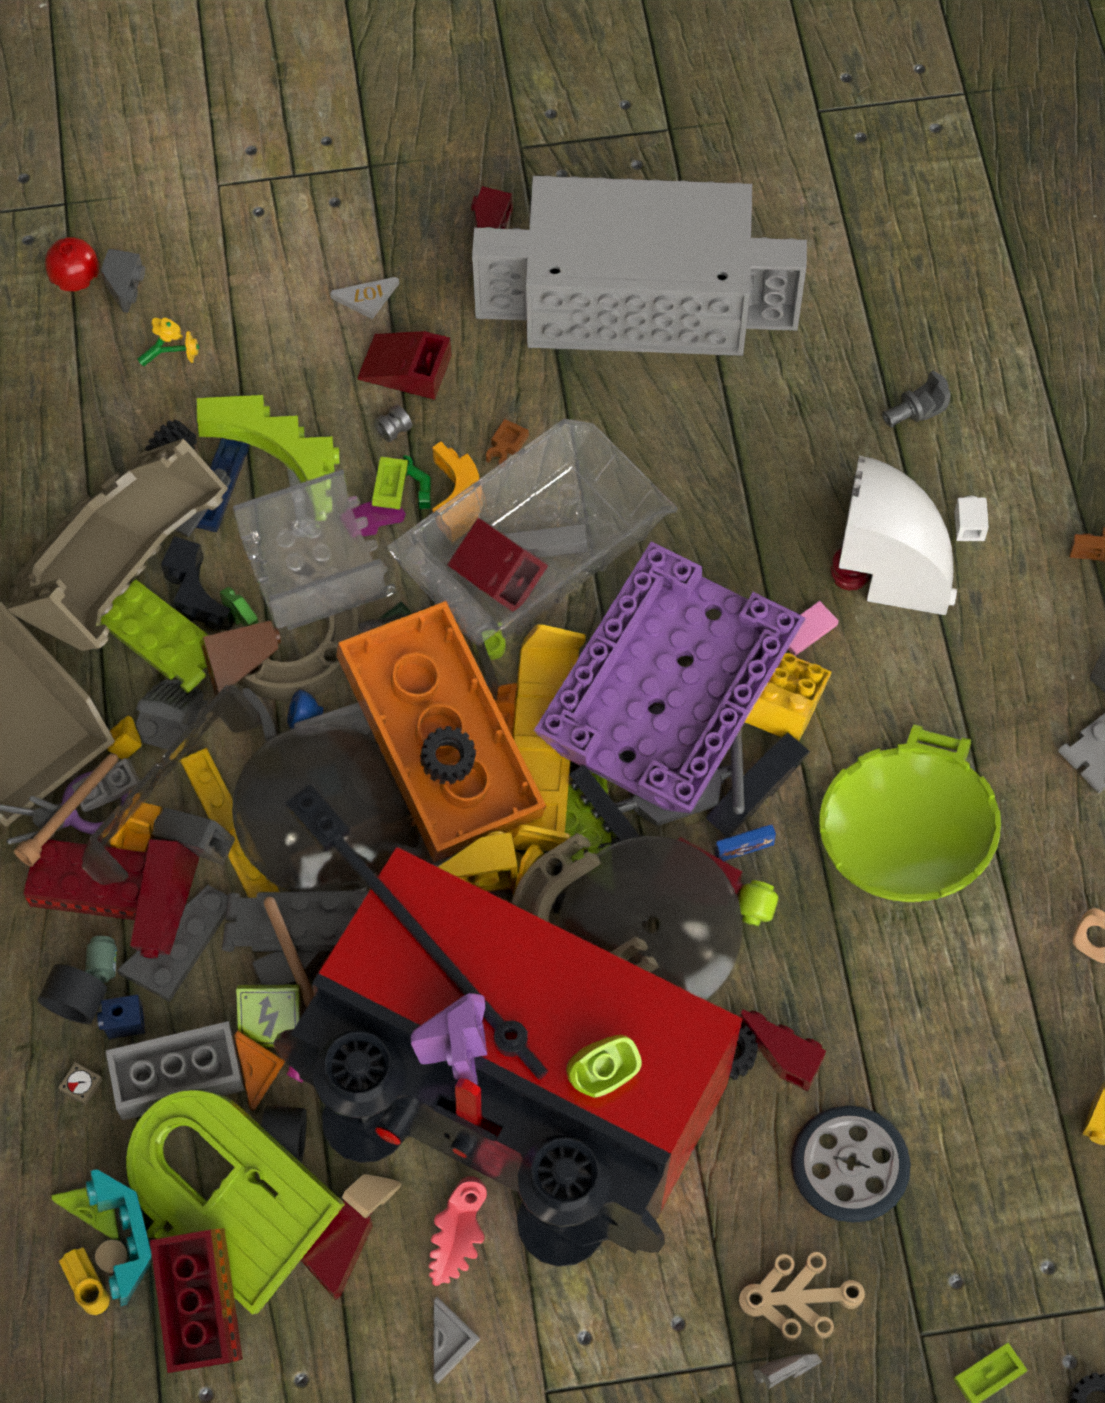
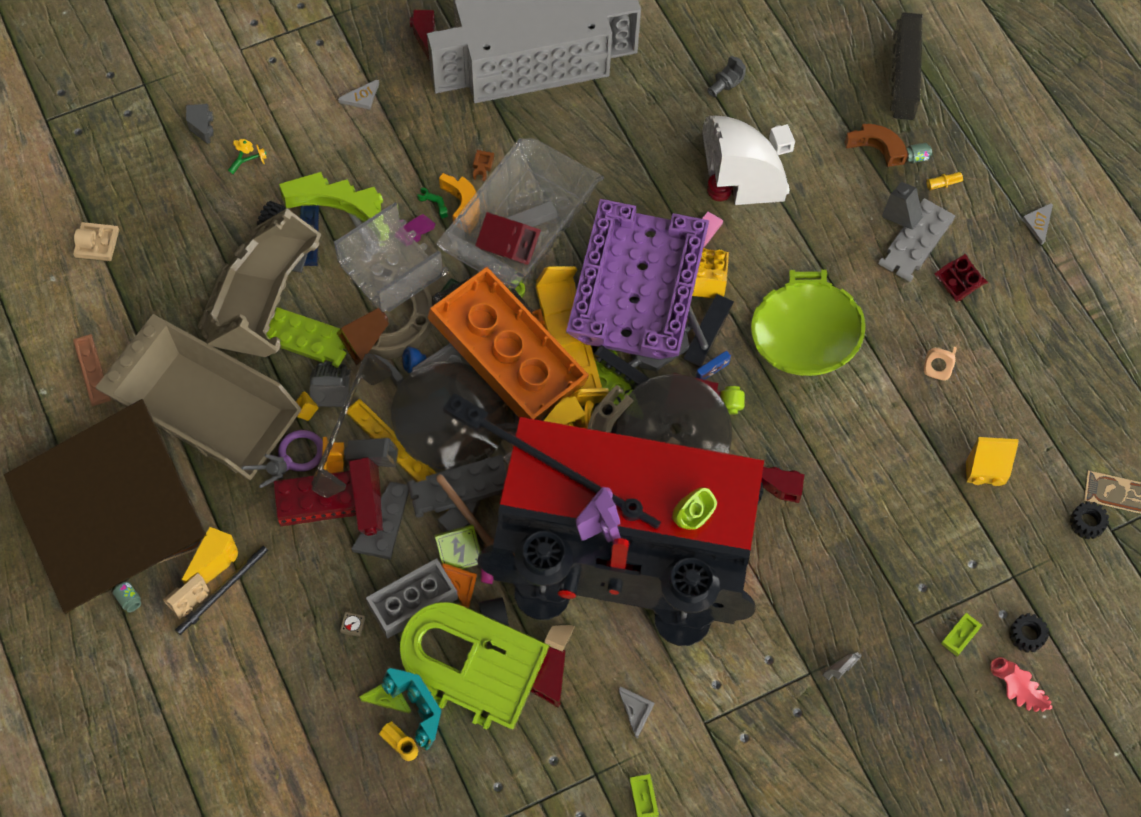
camera: 20 degrees left, 0 degrees up
(30, 850) = (273, 489): medium nougat piece -> none
(71, 264) = (163, 121): red cylinder -> none
(72, 994) = (330, 570): black piece -> none
(101, 958) = (339, 545): sand green brick -> none
(111, 1254) = (410, 722): tan tile -> none
(115, 784) = (304, 439): light grey slope -> none
(121, 1017) = (365, 576): dark blue brick -> none
(183, 566) = (304, 292): black arch -> none
(196, 1300) = (476, 729): dark red brick -> none
(240, 609) = (351, 307): bright green tile -> none
(390, 483) = (419, 206): lime plate -> none
(393, 423) = (407, 170): flat silver wheel -> none
(407, 362) = (403, 129): dark red slope -> none
(451, 738) = (517, 369): black tyre -> none
(458, 1231) = (620, 643): coral plant -> none
(796, 1298) = (835, 624): tan plant -> none
(821, 1192) = (828, 559): wedge -> none

